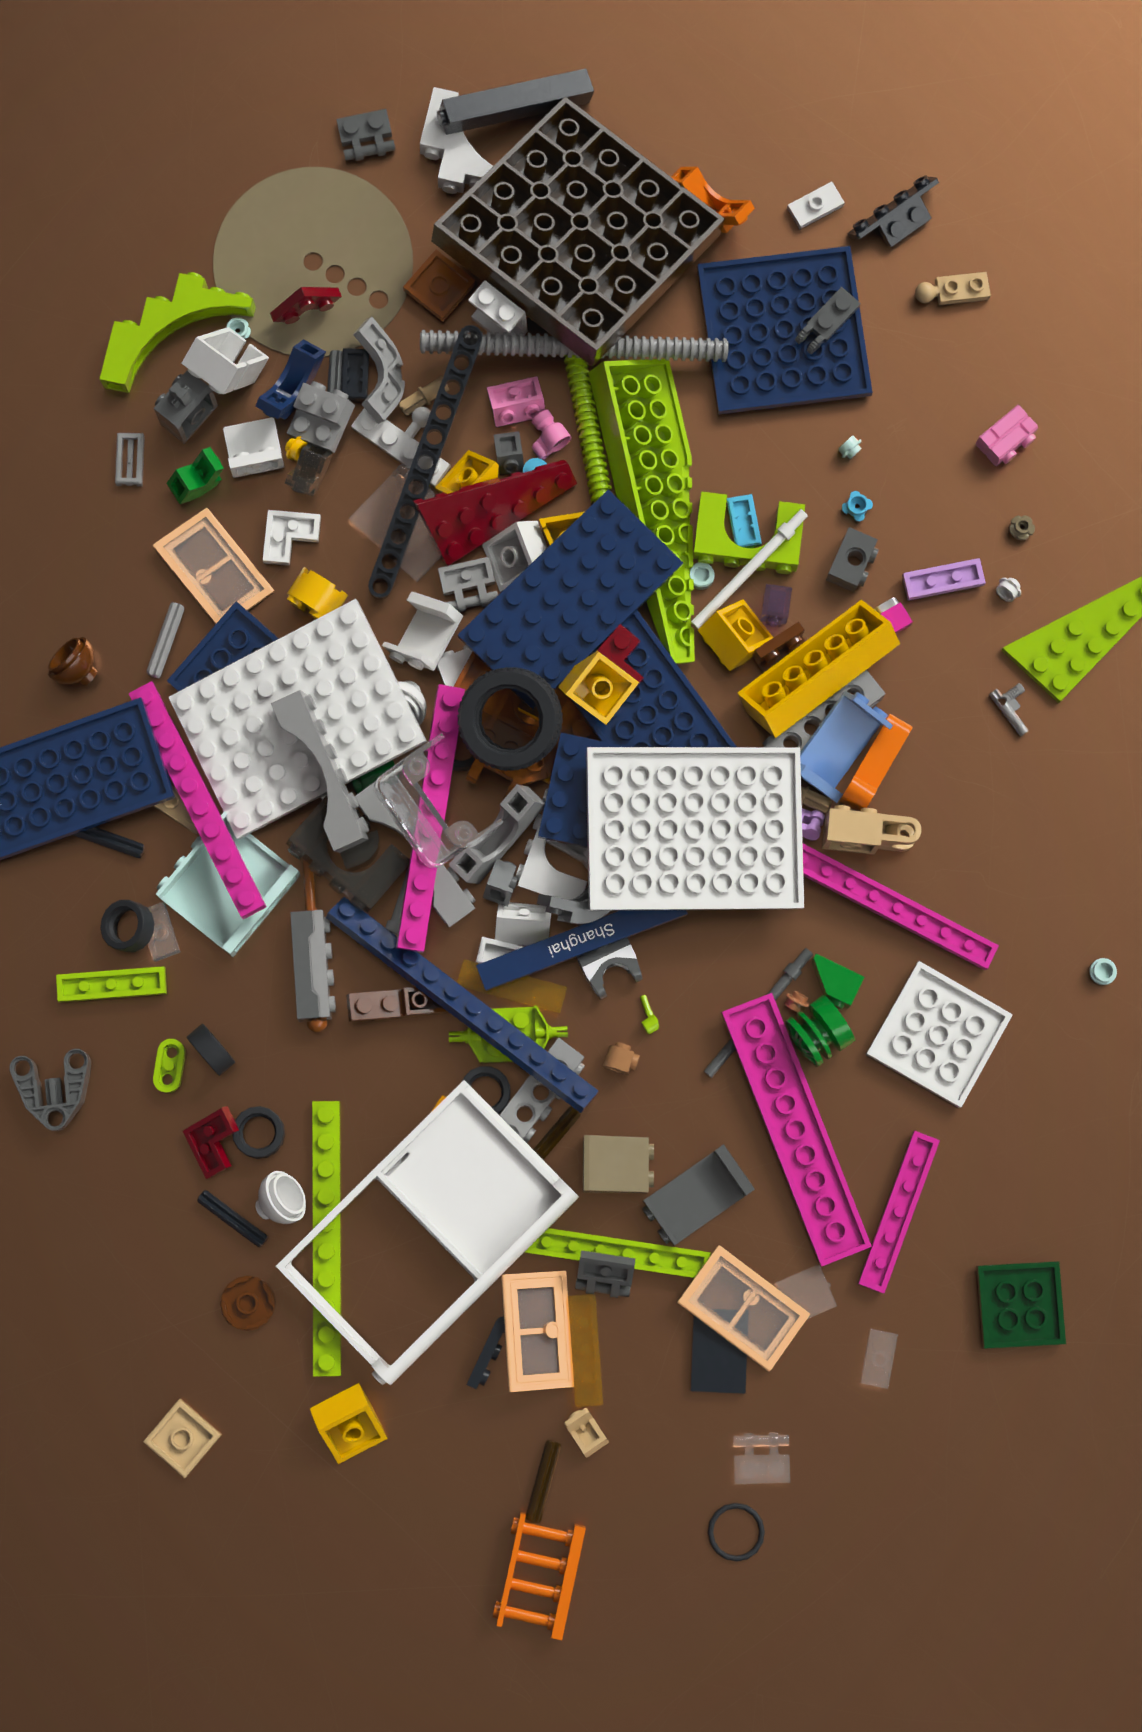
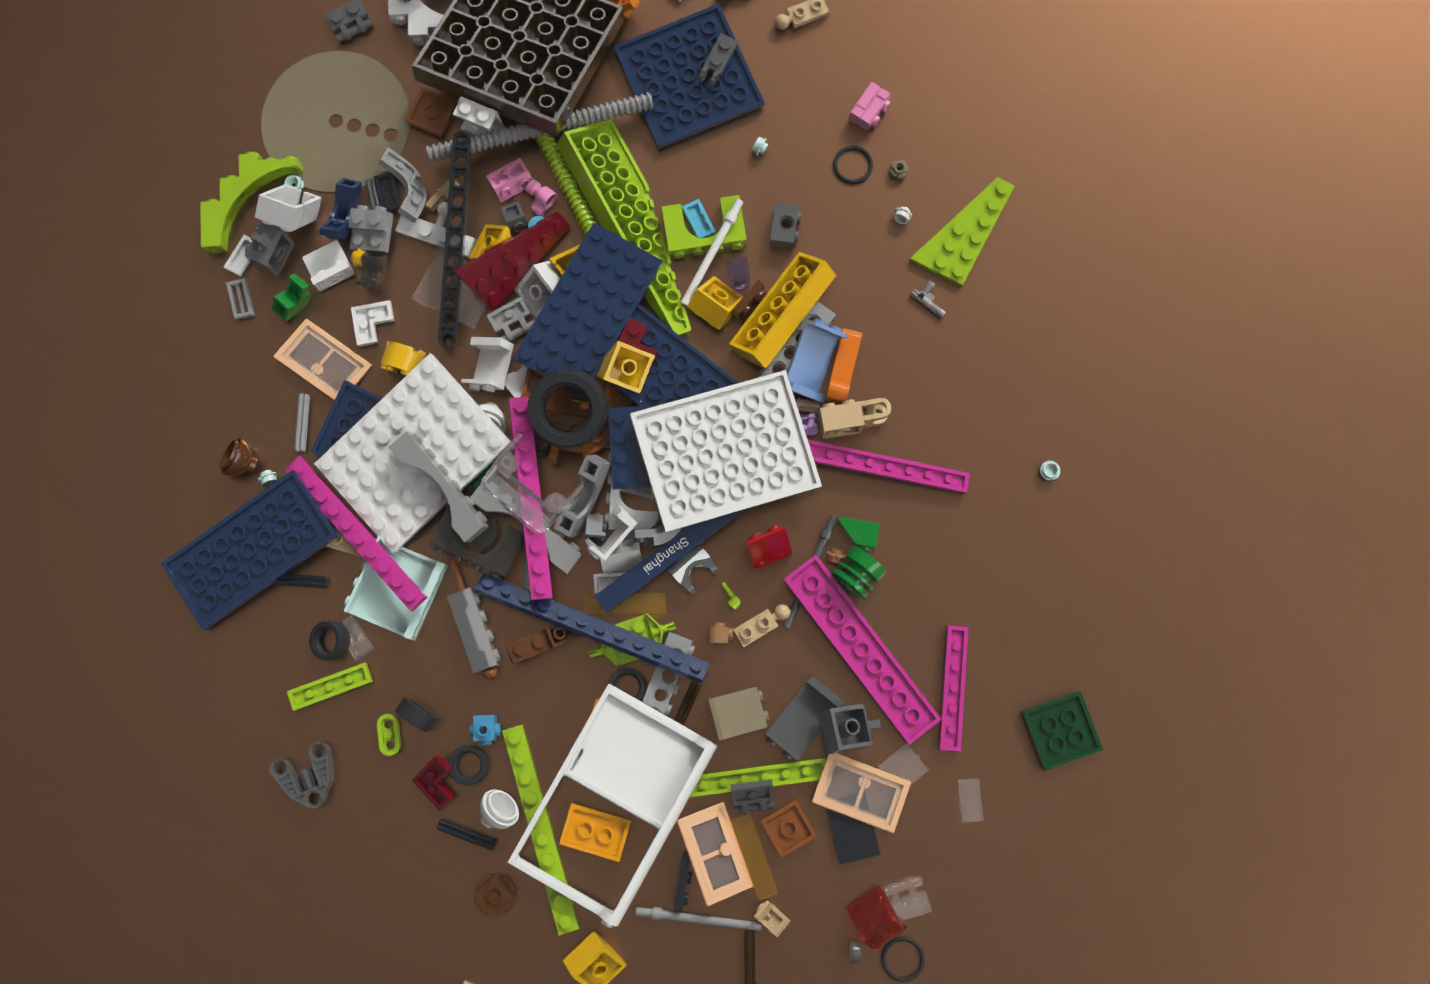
camera: 10 degrees left, 0 degrees up
(103, 699) = (267, 478): none -> light aqua plate
(142, 406) = (237, 261): none -> white tile
(287, 1084) = (478, 725): none -> dark azure brick
(303, 300) = (334, 148): dark red plate -> none
(394, 1261) = (595, 832): none -> light orange plate
(444, 1386) = (657, 914): none -> light grey bar
(524, 899) = (616, 537): none -> white panel
(638, 1327) = (788, 828): none -> dark orange plate
(677, 1062) = (761, 624): none -> tan plate
(678, 1504) = (854, 952): none -> dark grey tile
(702, 575) = (679, 267): light aqua tile -> none
(714, 966) = (768, 548): none -> red slope
(716, 1471) = (876, 918): none -> clear red bracket
(748, 1223) = (847, 728): none -> dark grey hinge
(864, 503) = (782, 183): medium azure plate -> none
(895, 613) = (827, 255): dark pink piece -> none
(939, 1034) = (945, 550): white plate -> none
(943, 579) = (853, 221): lavender plate -> none
(969, 482) = (853, 180): none -> black piece

